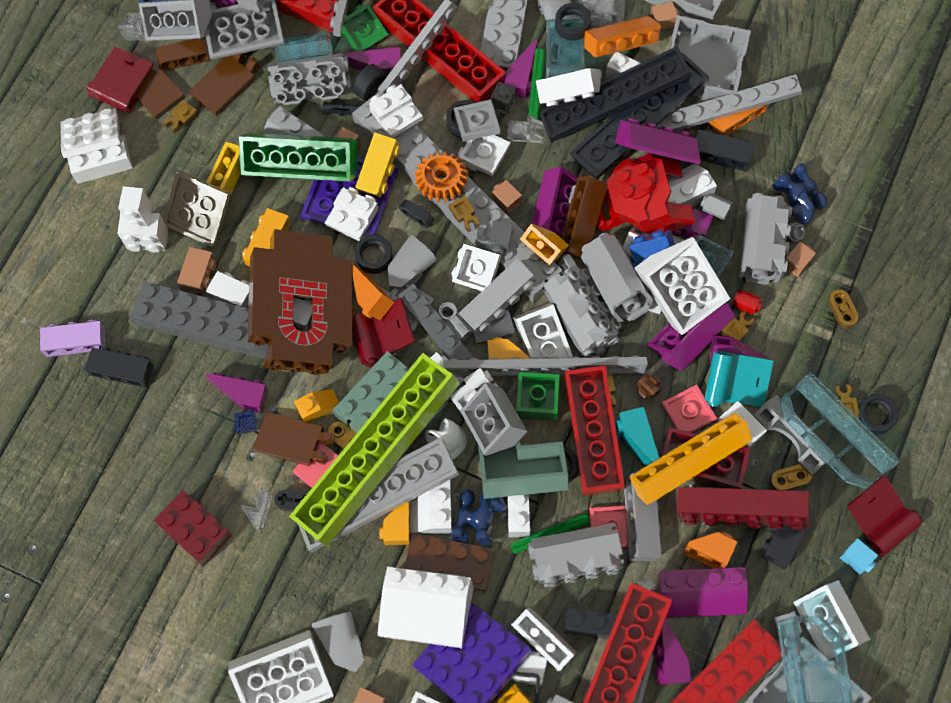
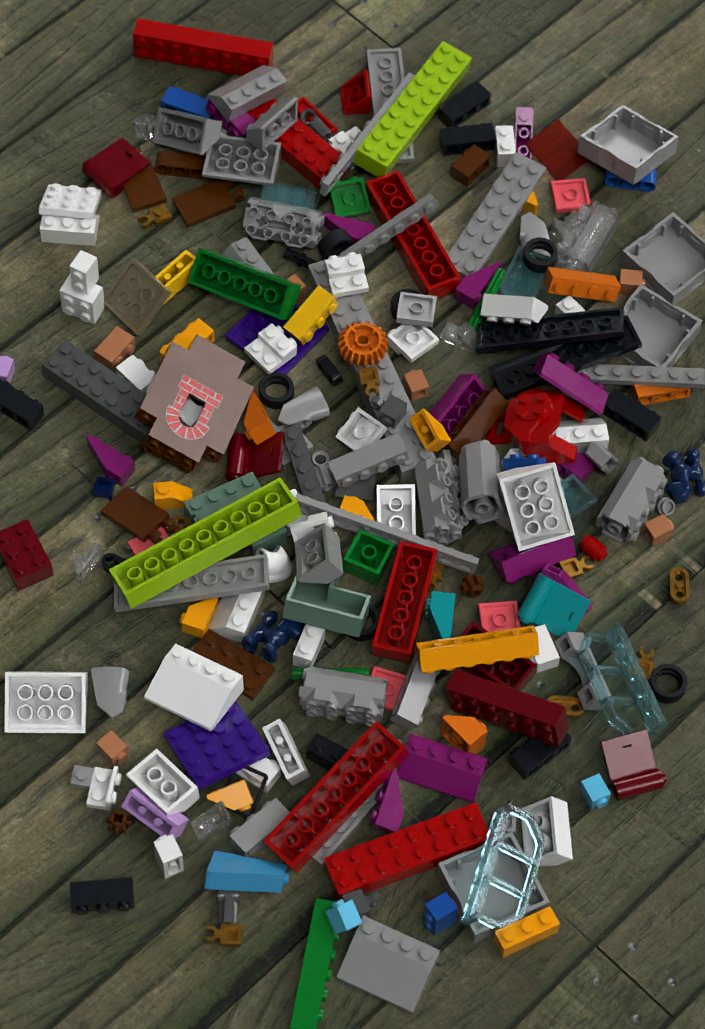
camera: 15 degrees right, 10 degrees down
(503, 97) = (450, 300): clear smoke brick -> none

